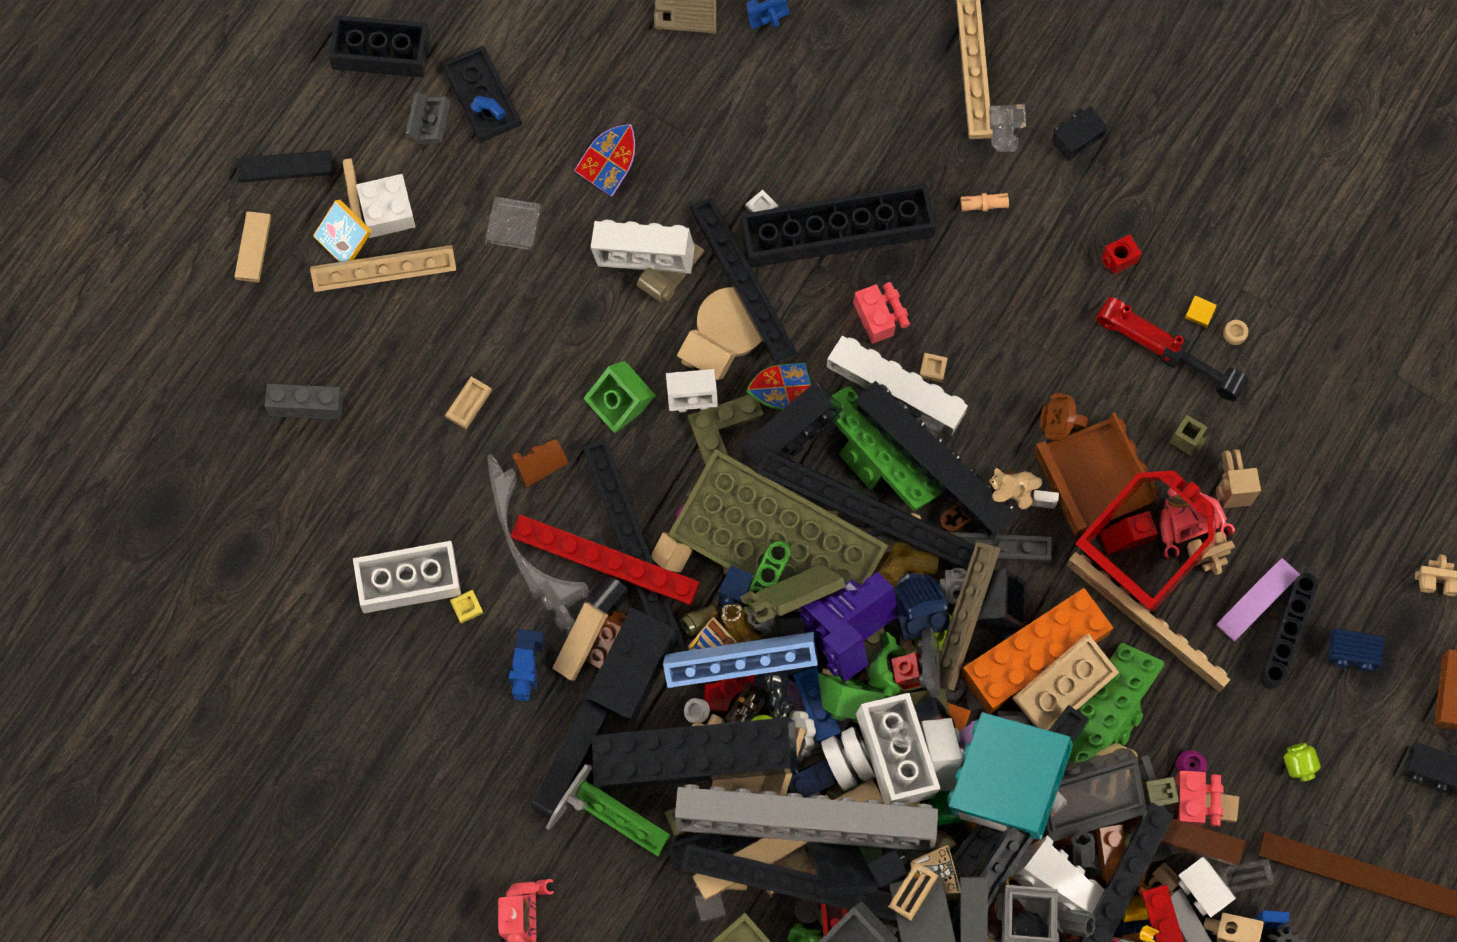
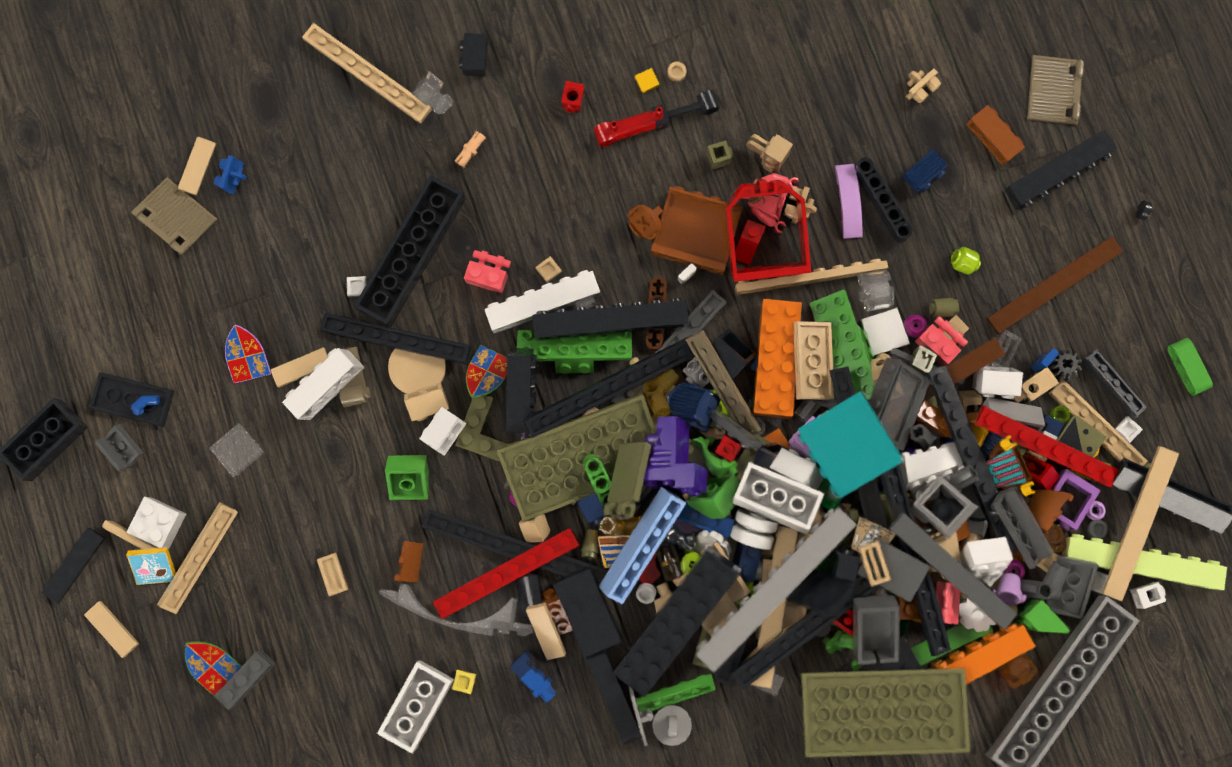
camera: 45 degrees left, 10 degrees up
(292, 357) = (210, 665): none -> shield
(587, 840) = (672, 725): none -> light grey tile
(627, 210) = (298, 368): none -> tan tile
(901, 741) = (774, 495): clear plate -> none
(1015, 487) = (667, 286): tan animal -> none
(1160, 739) = (885, 331): none -> white tile
(1190, 693) = (876, 290): none -> clear brick
(1235, 778) = (944, 307): none -> olive brick

